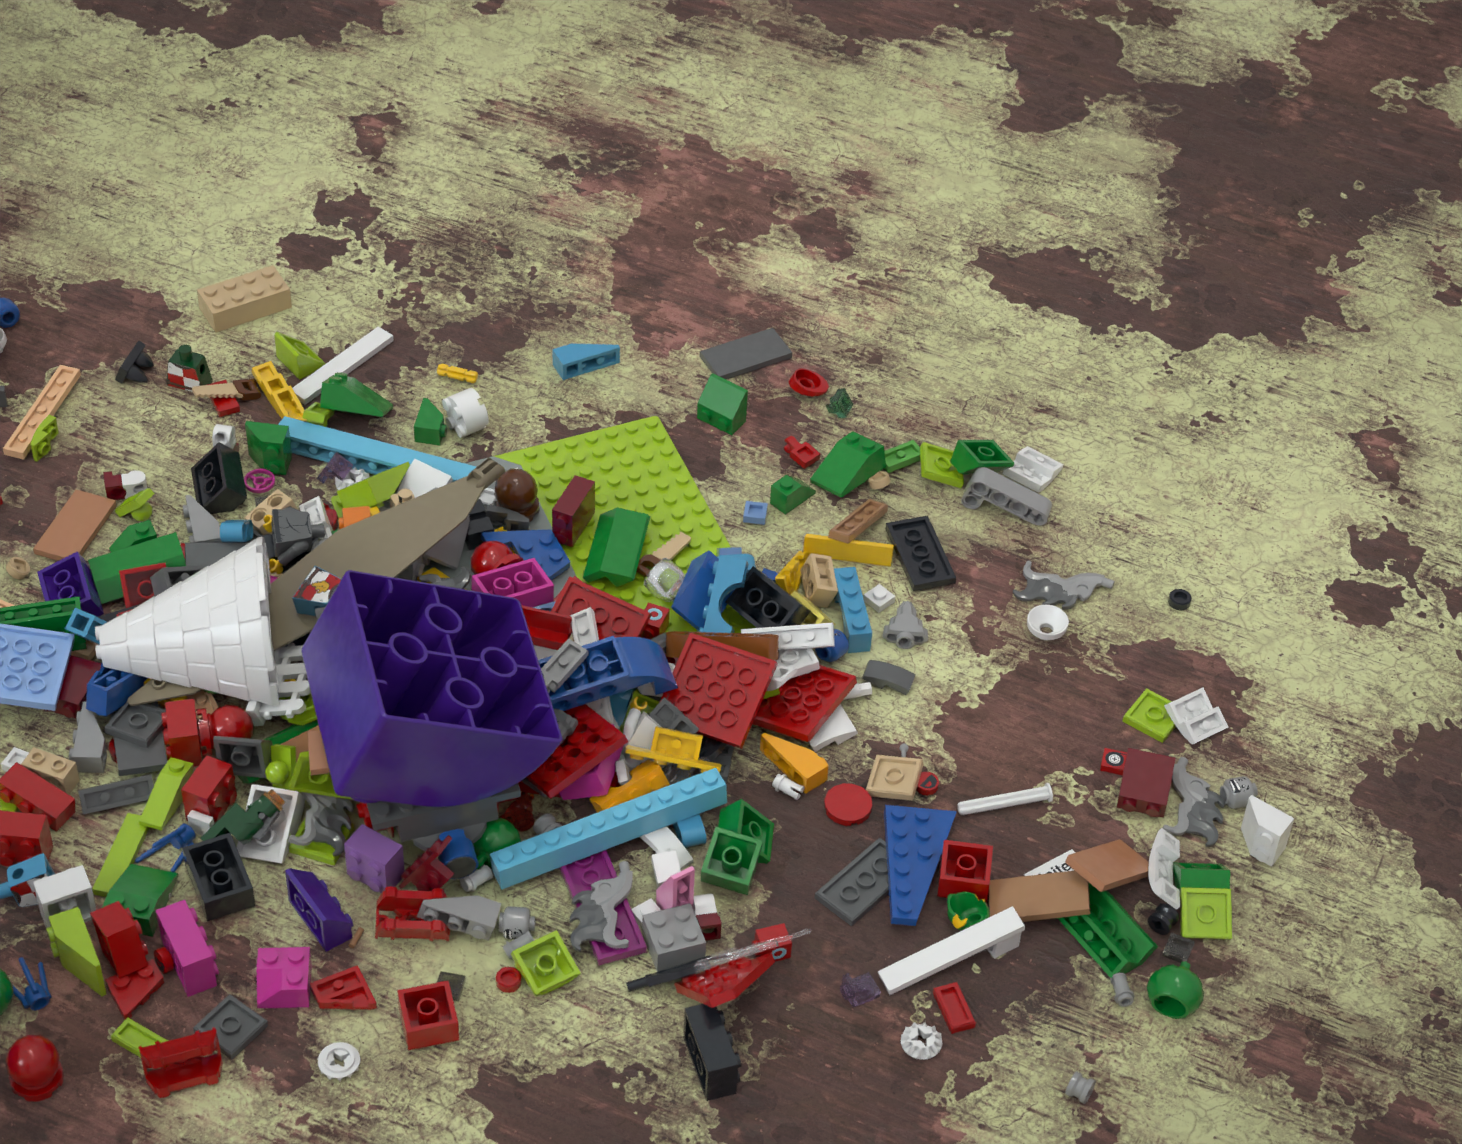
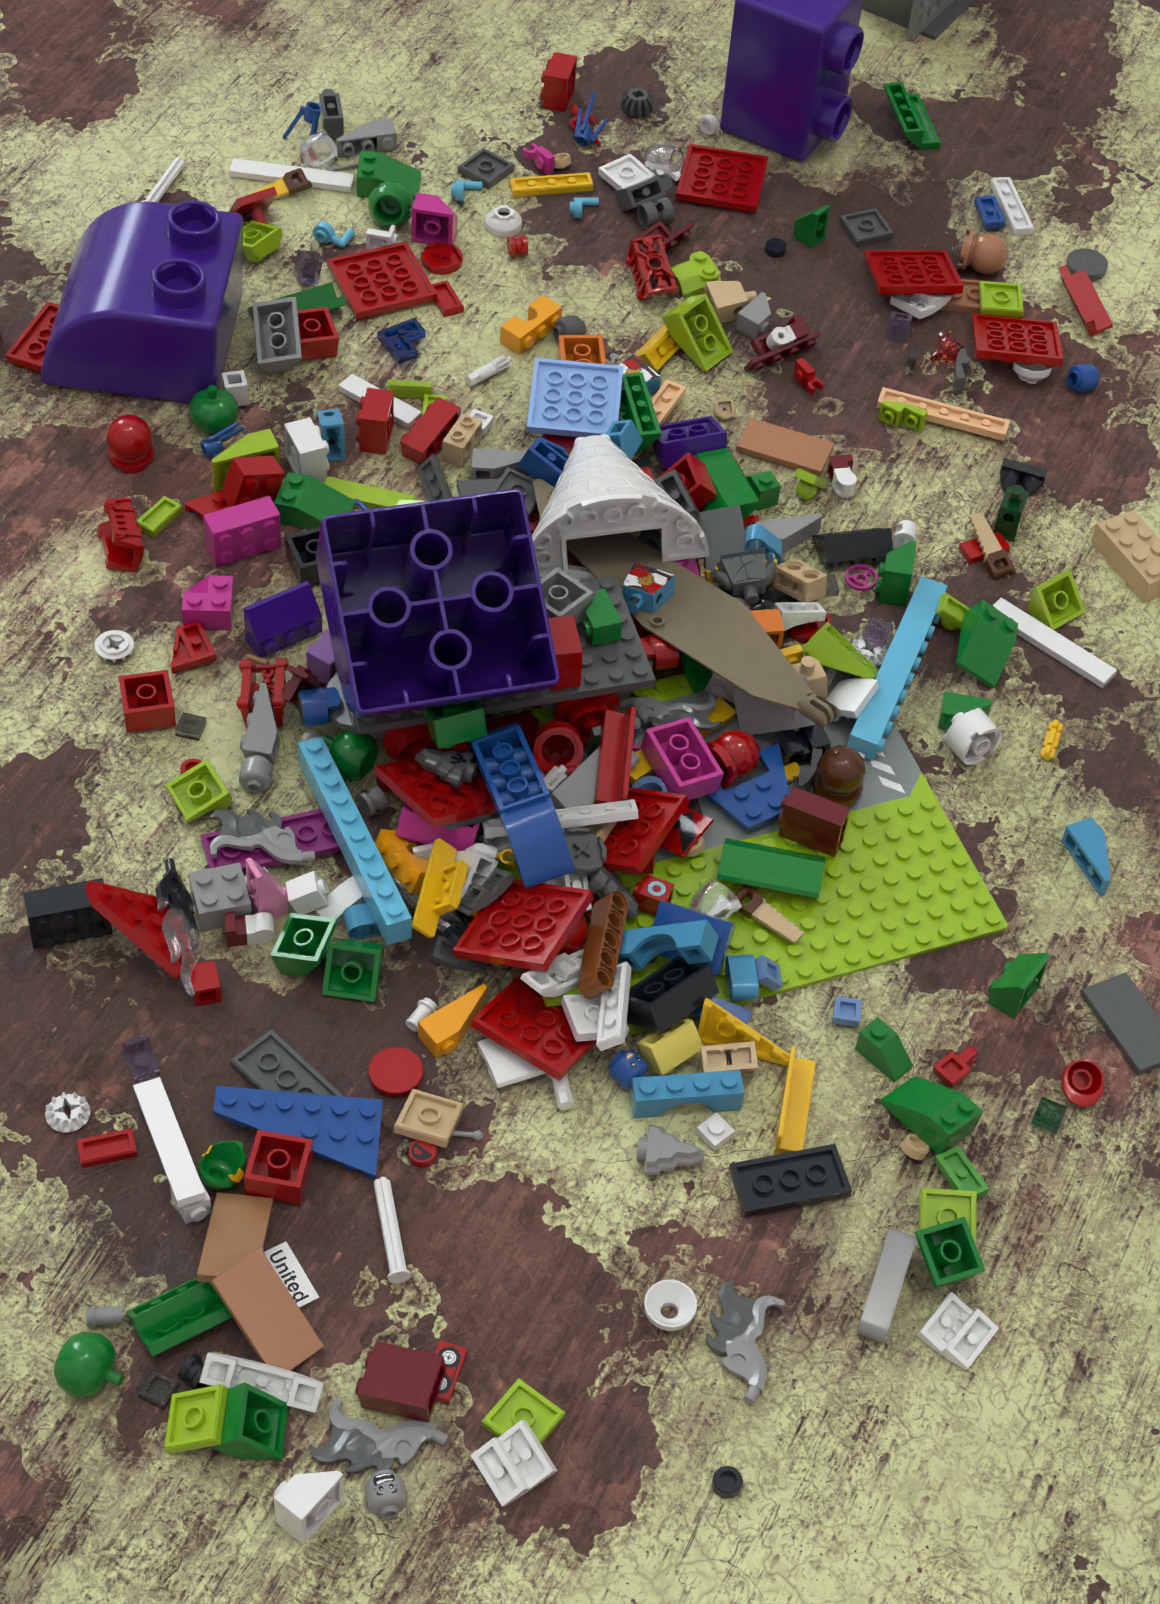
camera: 90 degrees right, 5 degrees up
(234, 1024) = (165, 574): dark grey tile -> none
(278, 392) = (1001, 585): yellow slope -> none
(517, 943) = (227, 774): light grey pin -> none
(563, 664) = (506, 748): light grey hinge -> none
(858, 521) = (830, 1110): medium nougat tile -> none
(884, 673) = (585, 1127): dark grey slope -> none

